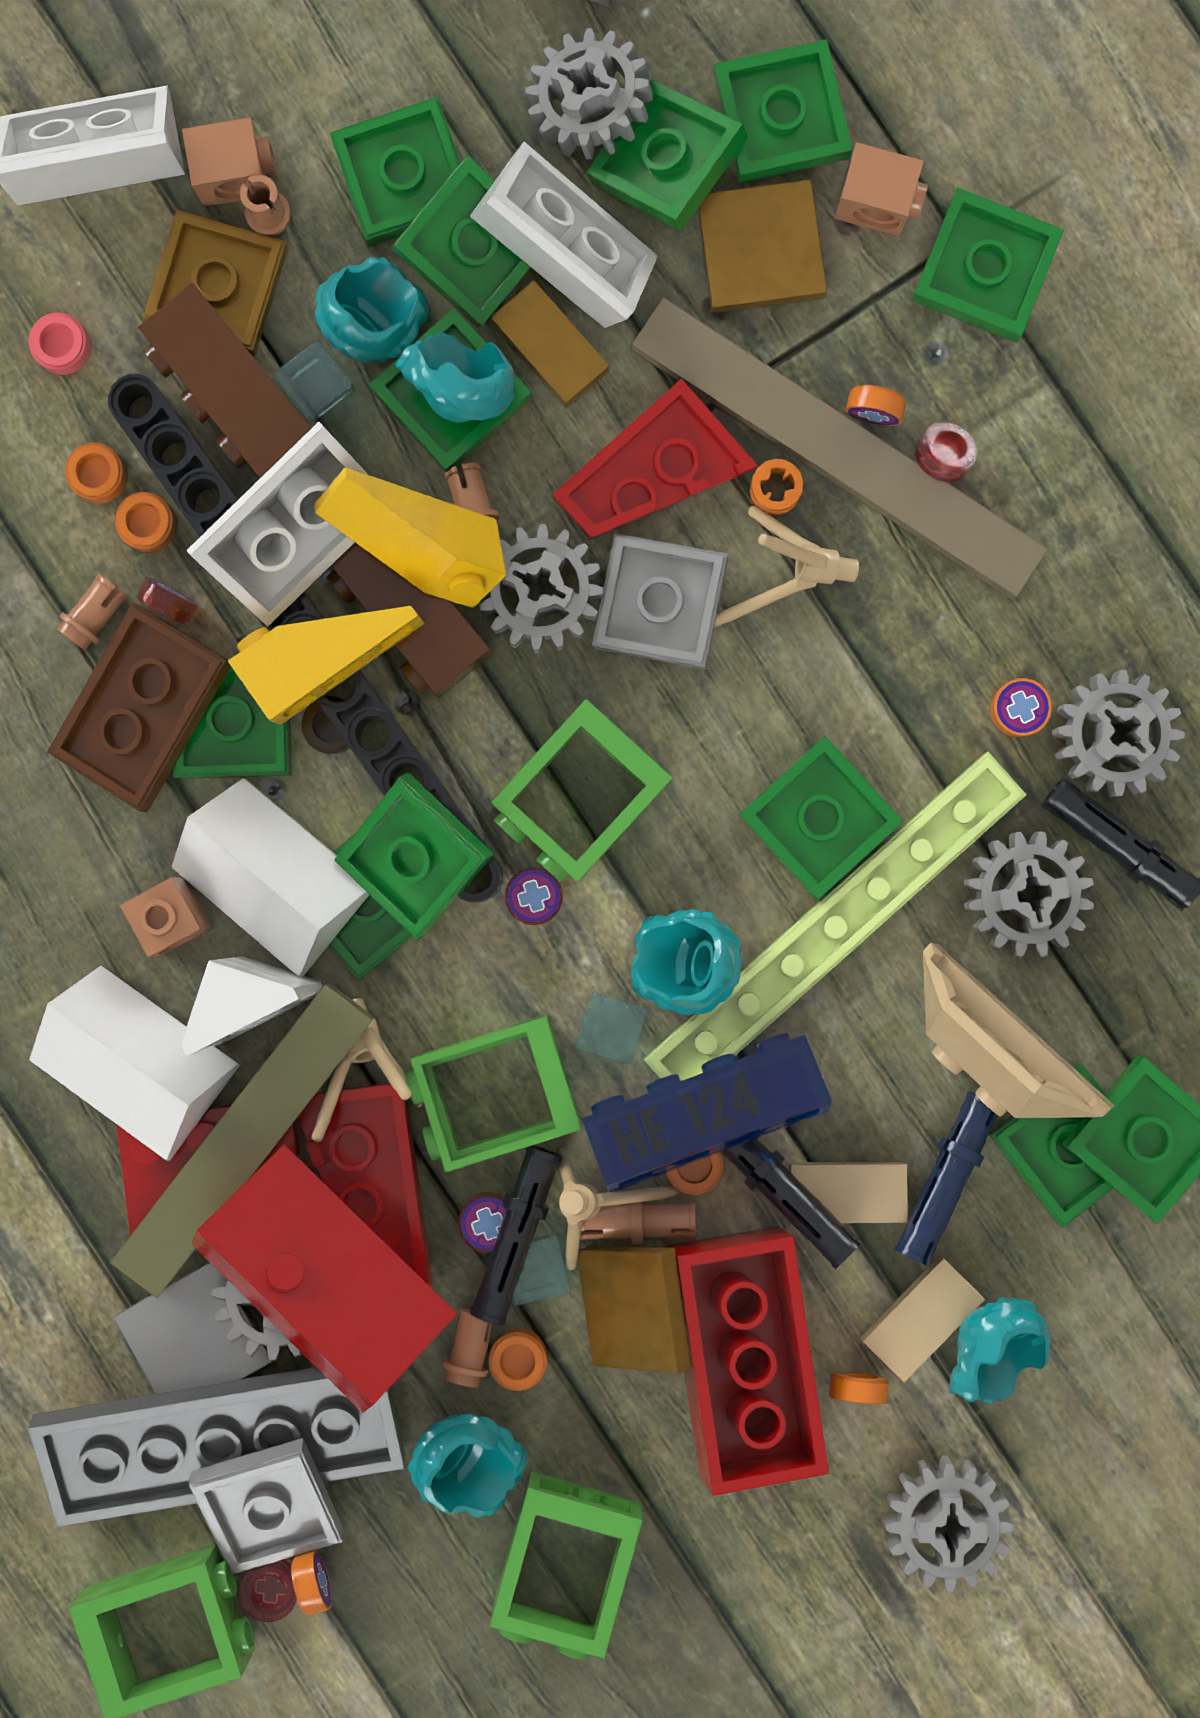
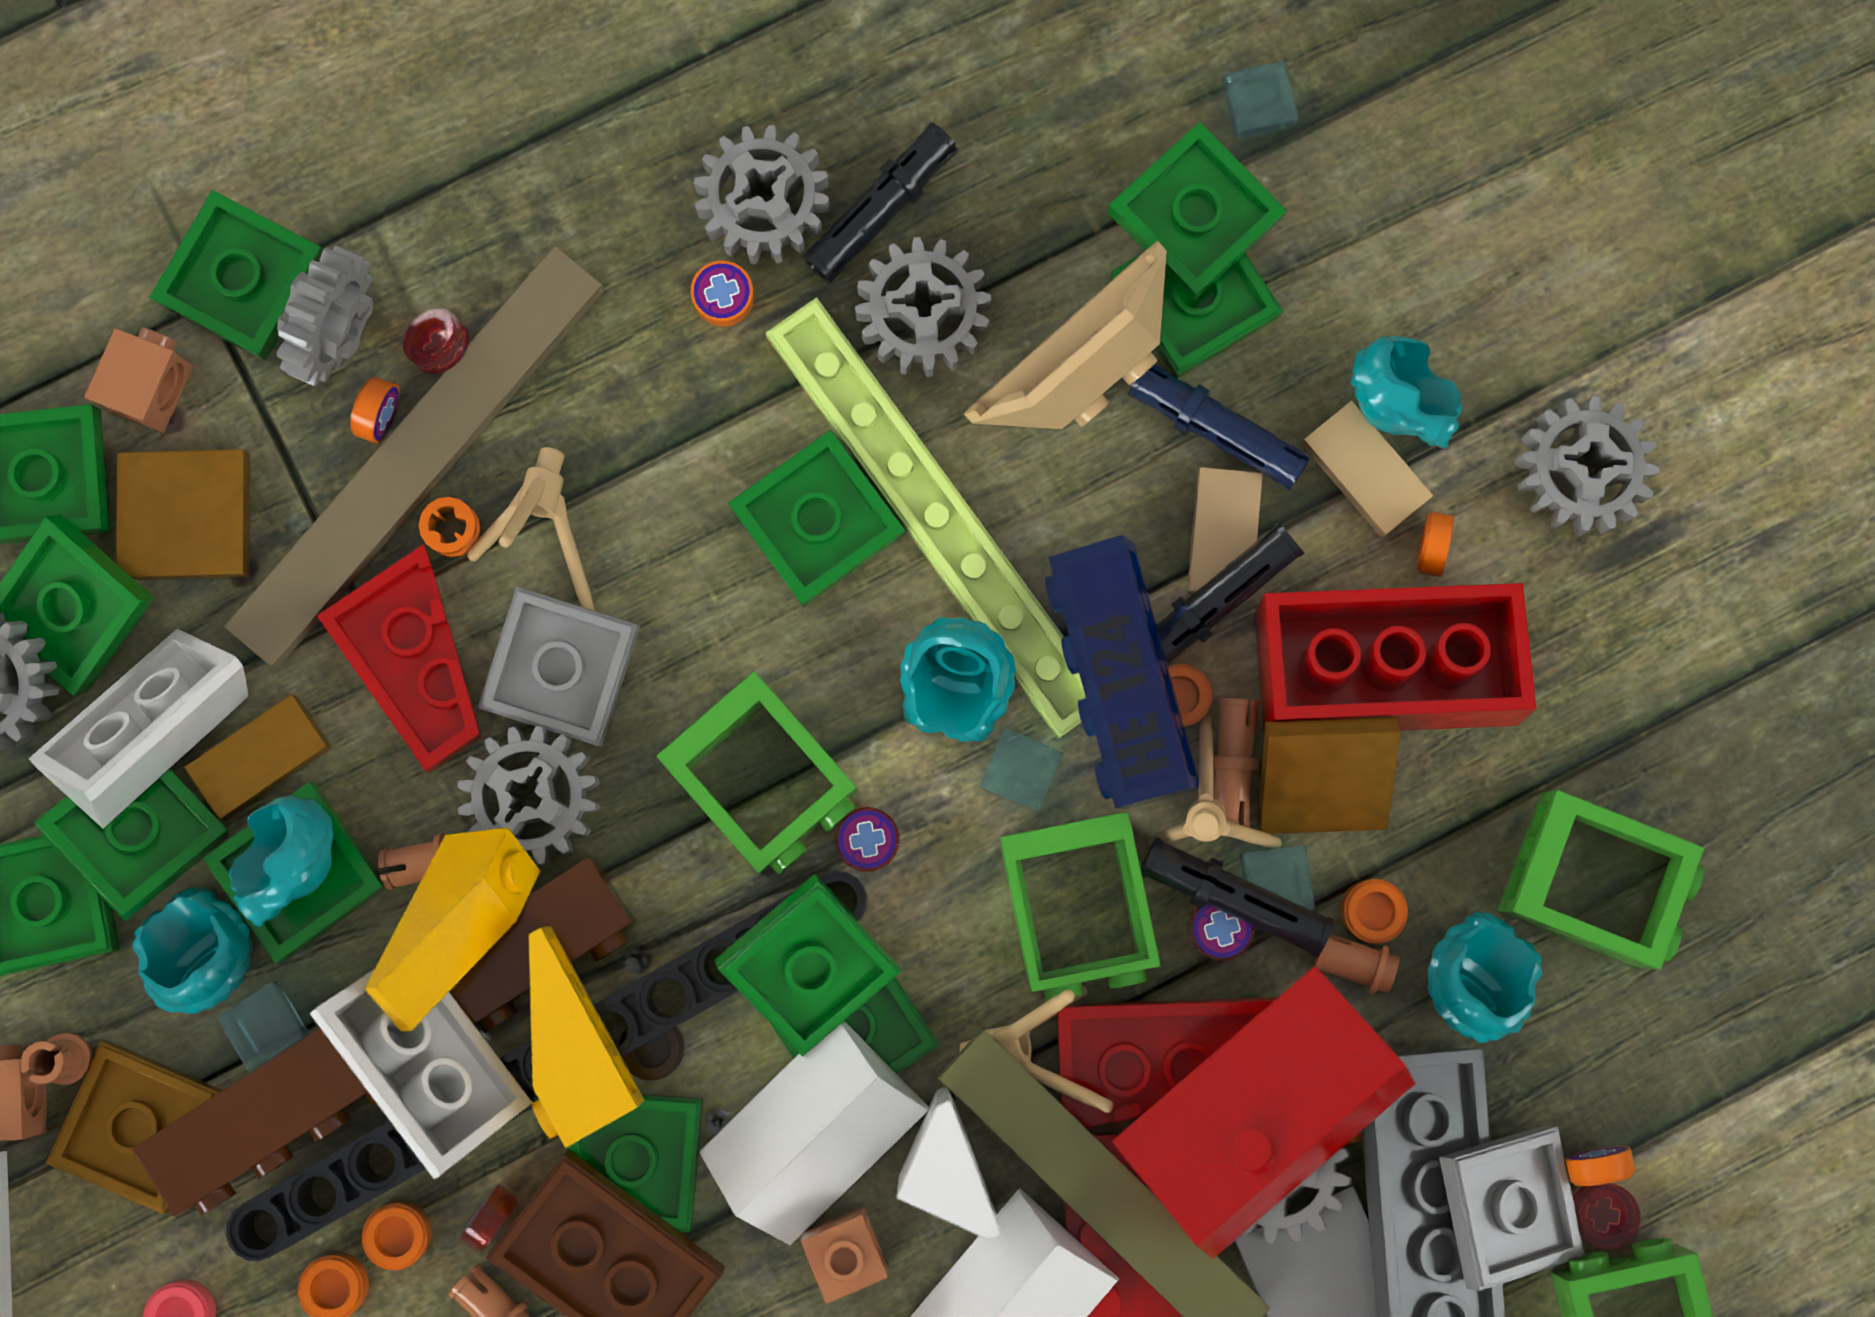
camera: 85 degrees left, 5 degrees down
(956, 348) = (325, 315): none -> light grey gear

